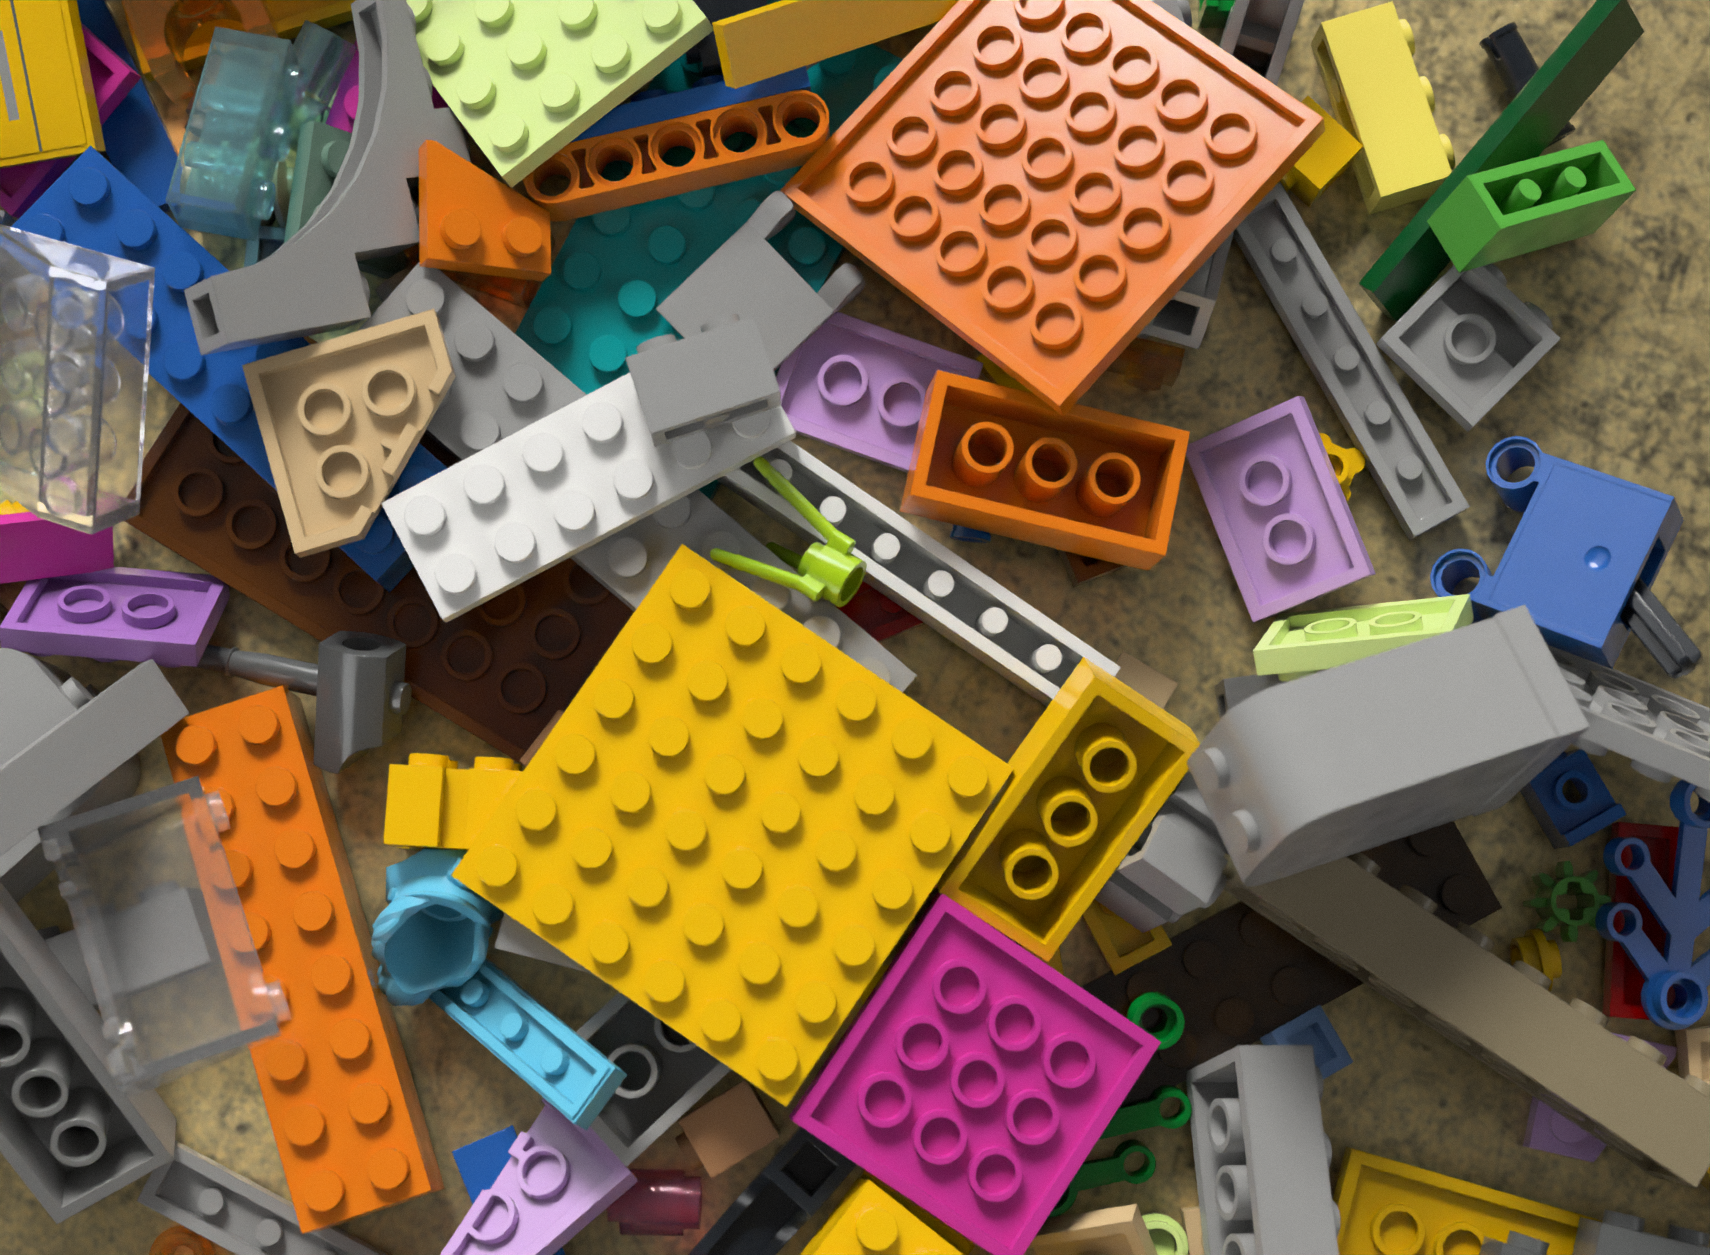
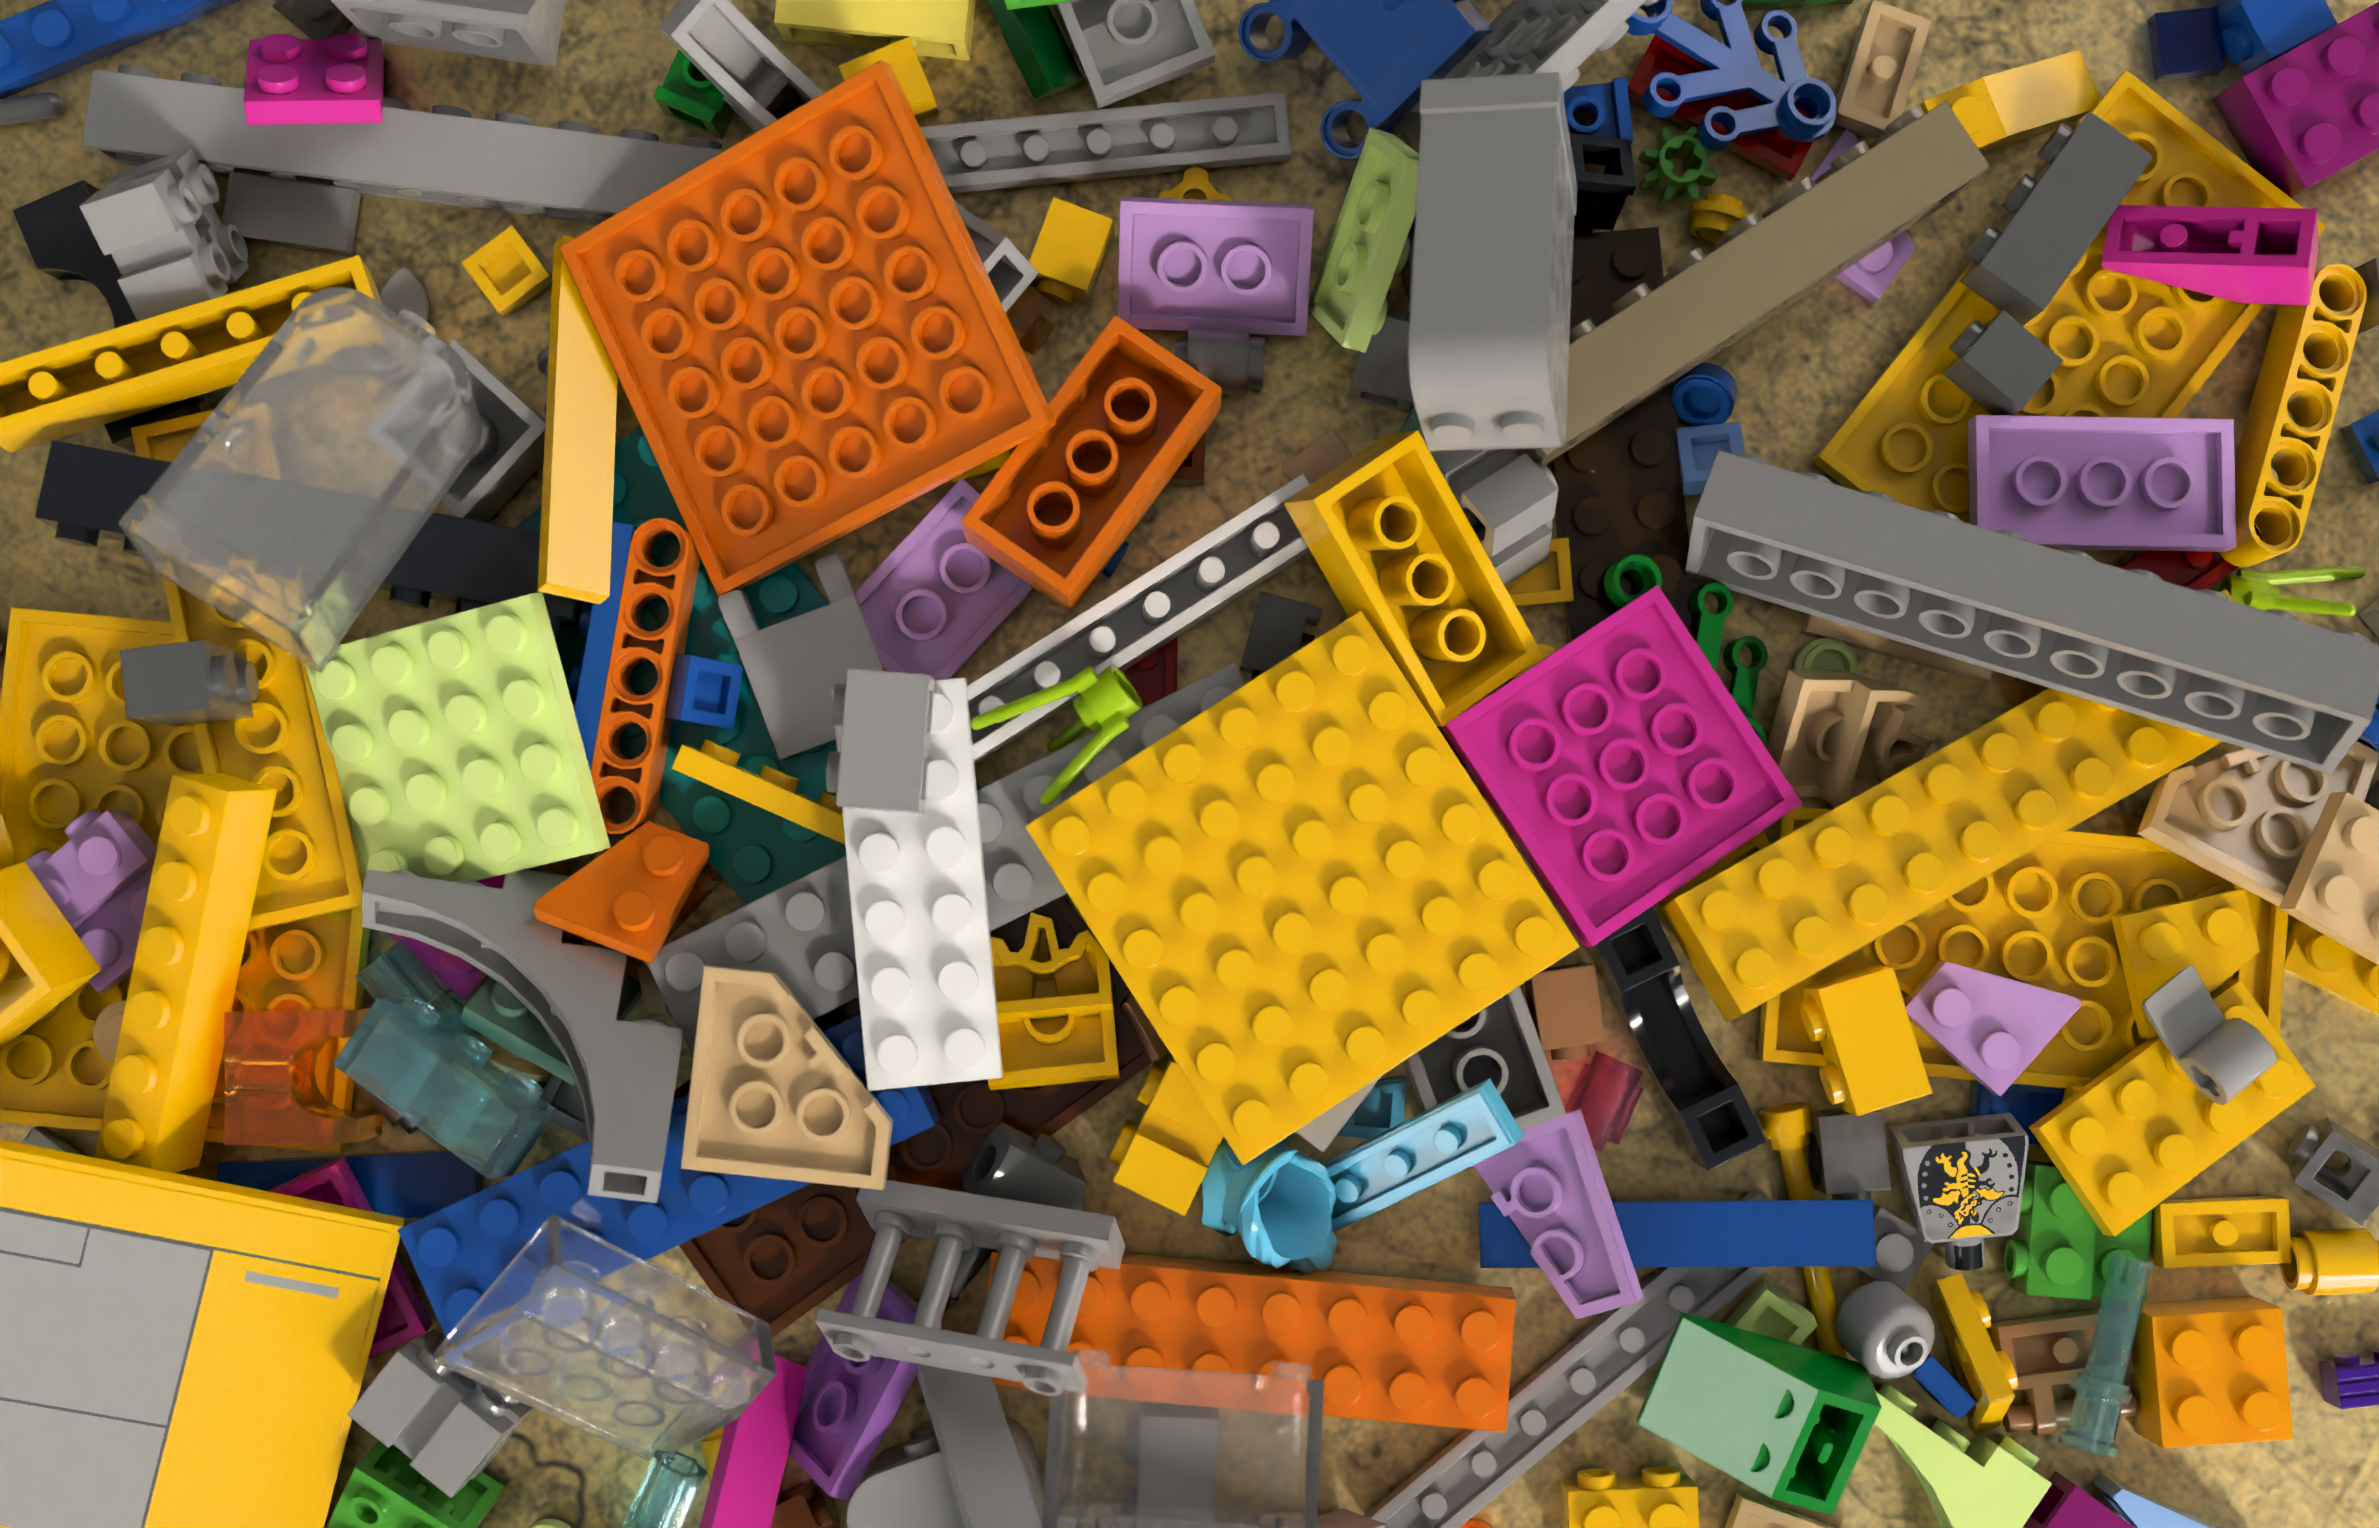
camera: 70 degrees left, 5 degrees up
(295, 640) = (957, 1223): none -> light grey fence
(526, 647) = (1054, 1010): none -> yellow plate
(561, 989) = (1379, 1109): none -> medium azure tile
(622, 309) = (769, 790): none -> yellow plate
(688, 214) = (704, 691): none -> blue plate
(968, 706) = (1277, 632): none -> dark grey brick
(1197, 554) = (1225, 358): none -> flat silver brick
(1232, 375) = (1070, 252): none -> yellow brick
(1363, 1018) = (1705, 395): none -> blue tile
(1501, 834) = (1601, 194): none -> black brick

